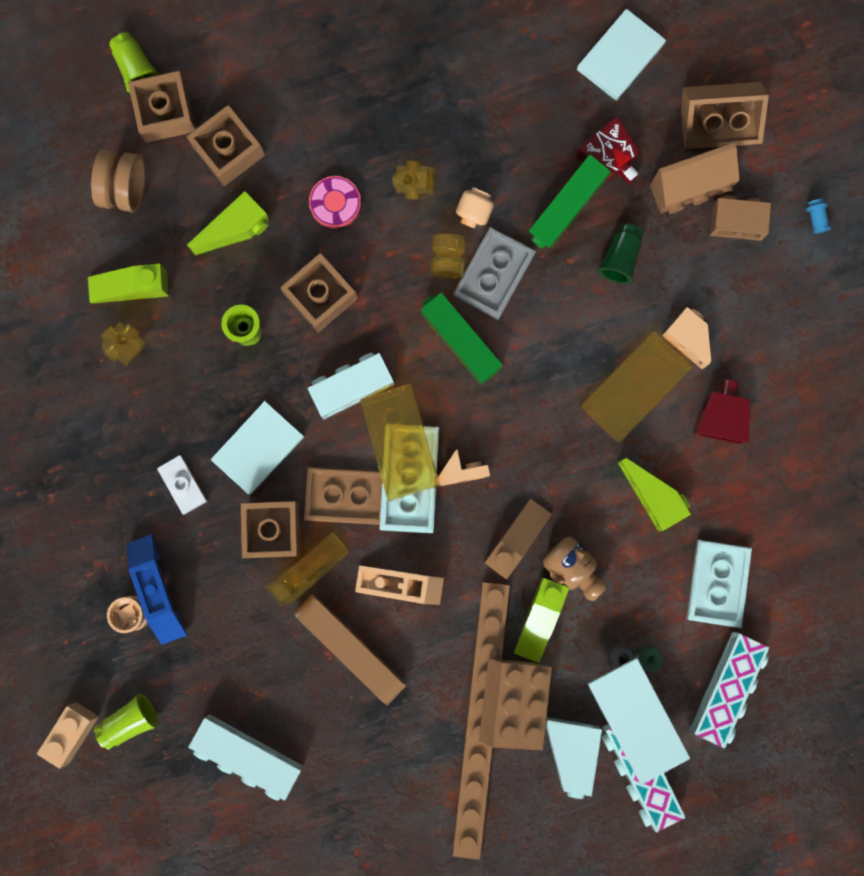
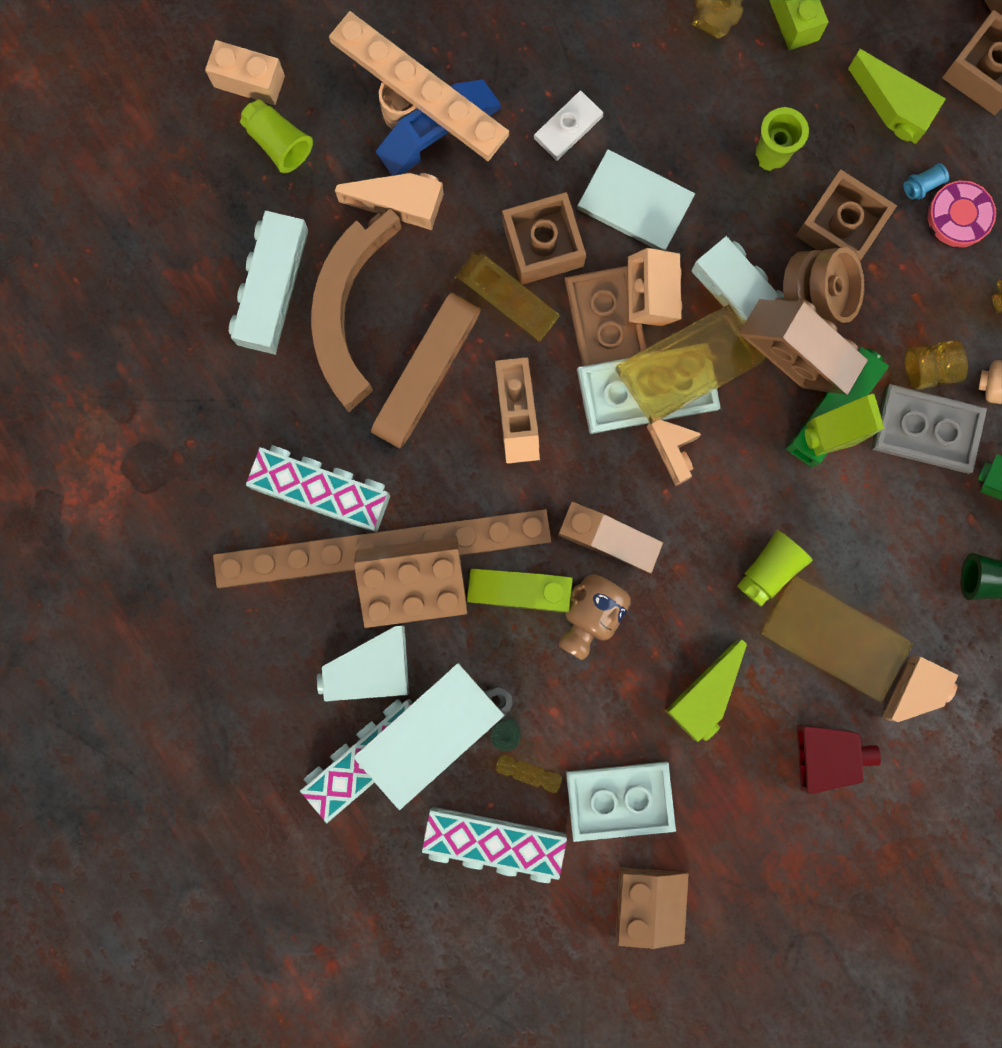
camera: 75 degrees right, 0 degrees up
(122, 599) = (419, 86): none -> light nougat plate
(204, 635) = (409, 195): none -> light nougat slope
(280, 714) = (330, 301): none -> medium nougat arch
(304, 228) = (918, 185): none -> dark azure pin
(332, 453) = (654, 287): none -> light nougat brick
(367, 325) = (827, 280): none -> medium nougat wheel
(410, 354) = (804, 345): none -> medium nougat brick
(423, 758) = (318, 489): none -> brick
(484, 344) = (844, 426): none -> lime slope
(573, 421) = (773, 568): none -> lime plant
(682, 648) = (528, 773): none -> clear yellow axle
(804, 581) = (651, 908): none -> medium nougat slope

